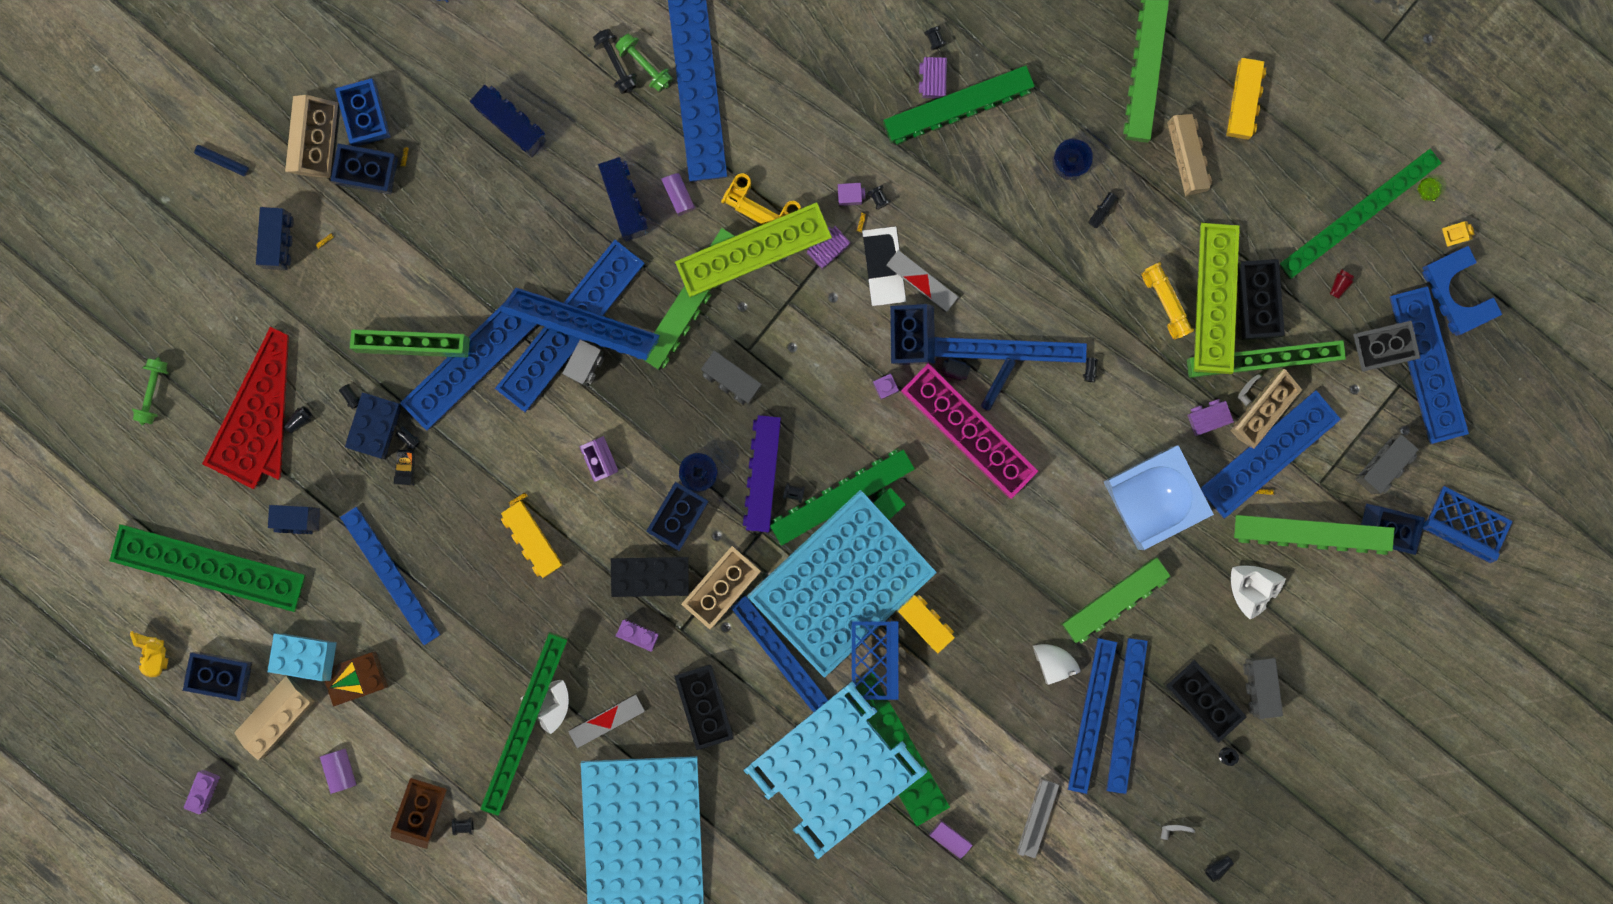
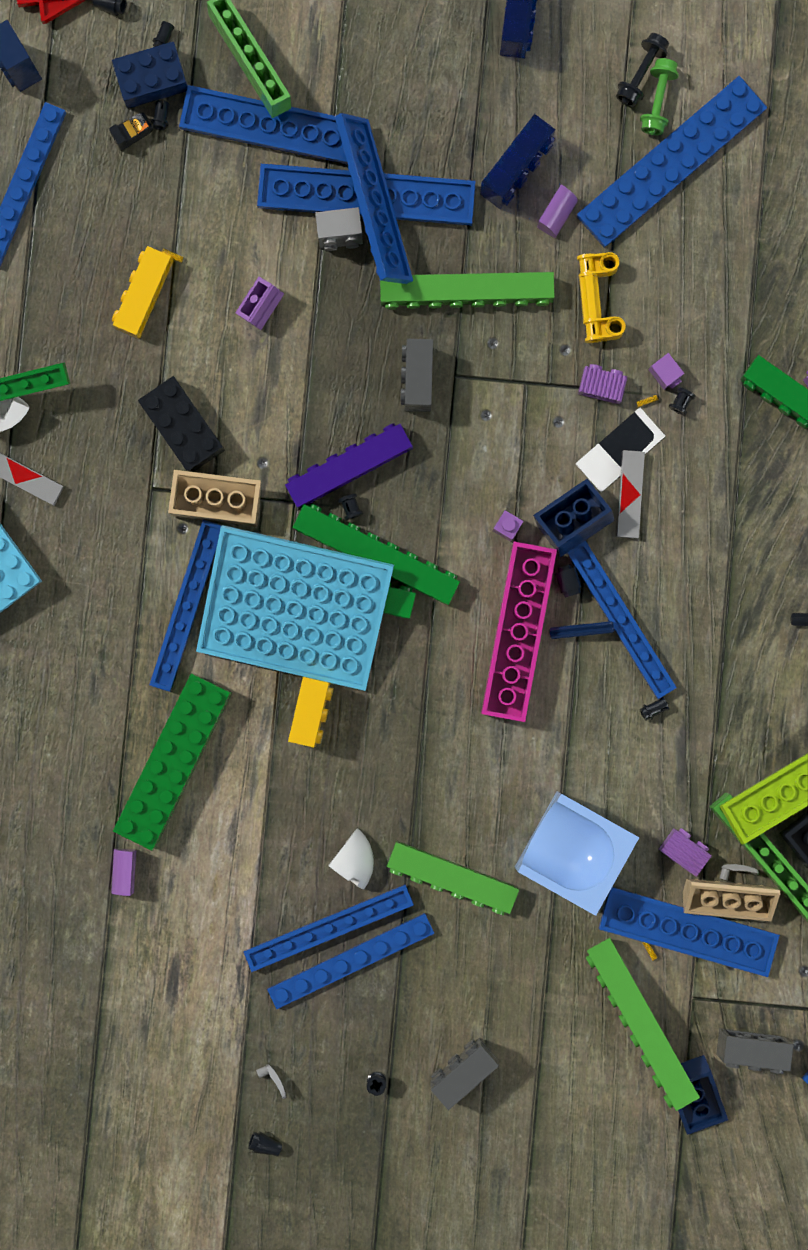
camera: 55 degrees right, 0 degrees up
(637, 635) = (119, 450): medium lavender brick -> none
(677, 516) = (255, 412): dark blue brick -> none
(687, 472) = (302, 394): clear blue brick -> none
(704, 706) = (93, 556): black brick -> none
(753, 249) = (552, 314): lime plate -> none
(835, 770) = (115, 719): medium azure plate -> none
(892, 659) = (253, 703): blue fence -> none
(1037, 818) = (197, 941): light grey fence -> none
(1155, 277) = (783, 711): yellow piece -> none
(1204, 700) = (414, 1025): black brick -> none
(1254, 588) = (552, 1002): white brick -> none
(1465, 540) = (731, 1171): blue fence -> none

